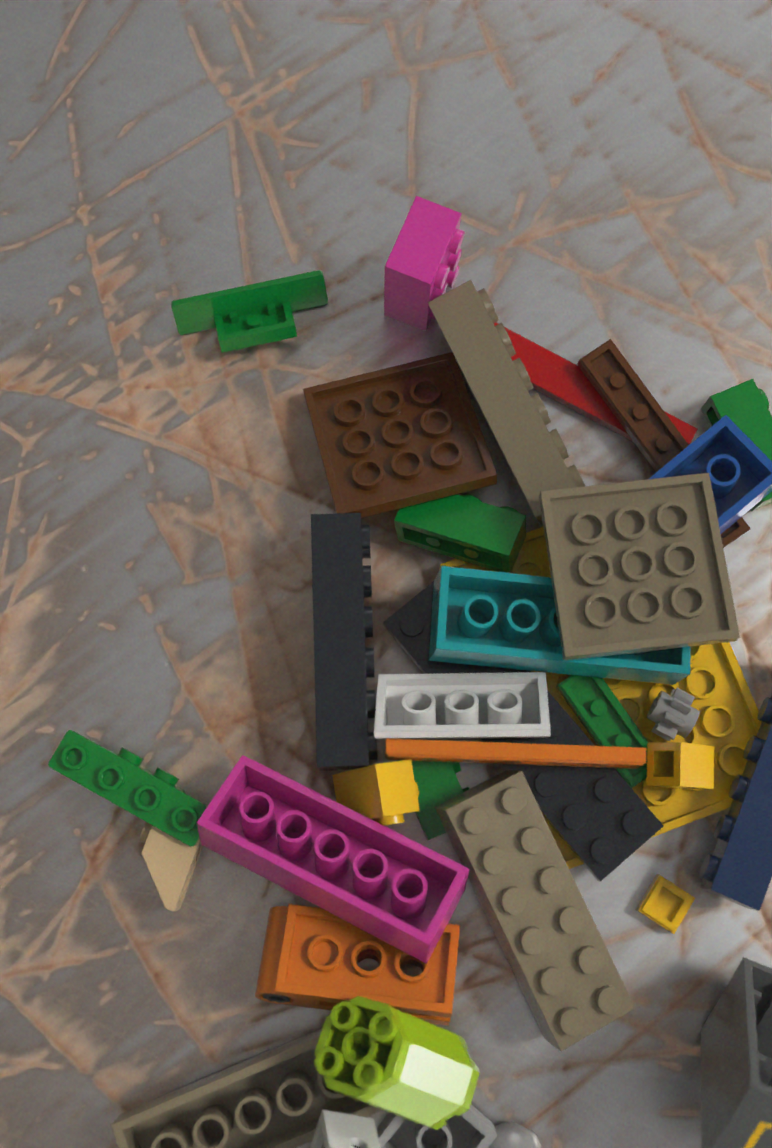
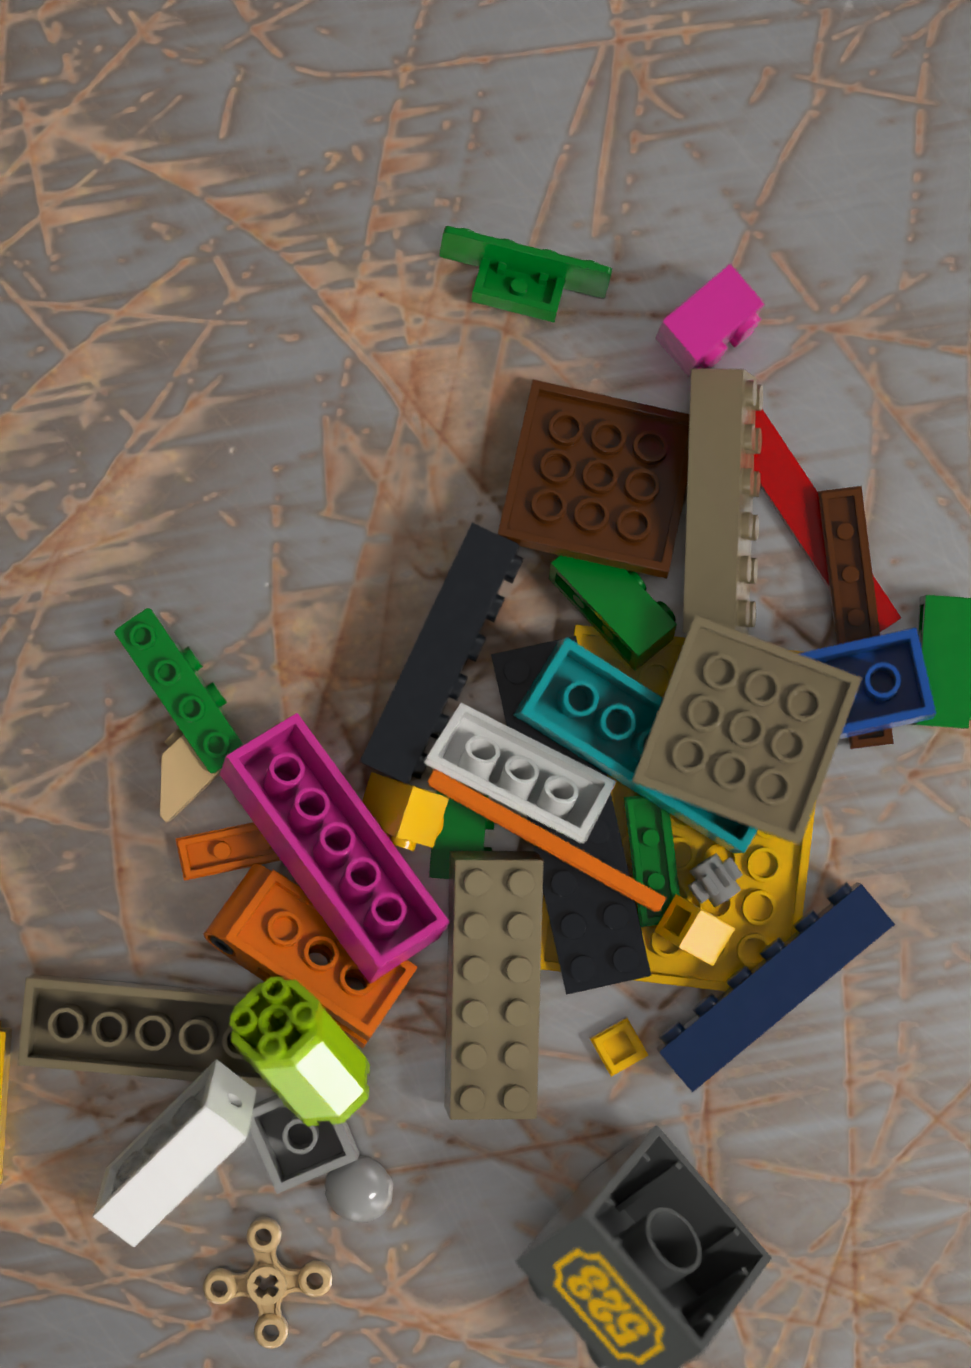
camera: 30 degrees right, 10 degrees up
(238, 911) = (223, 851): none -> orange tile

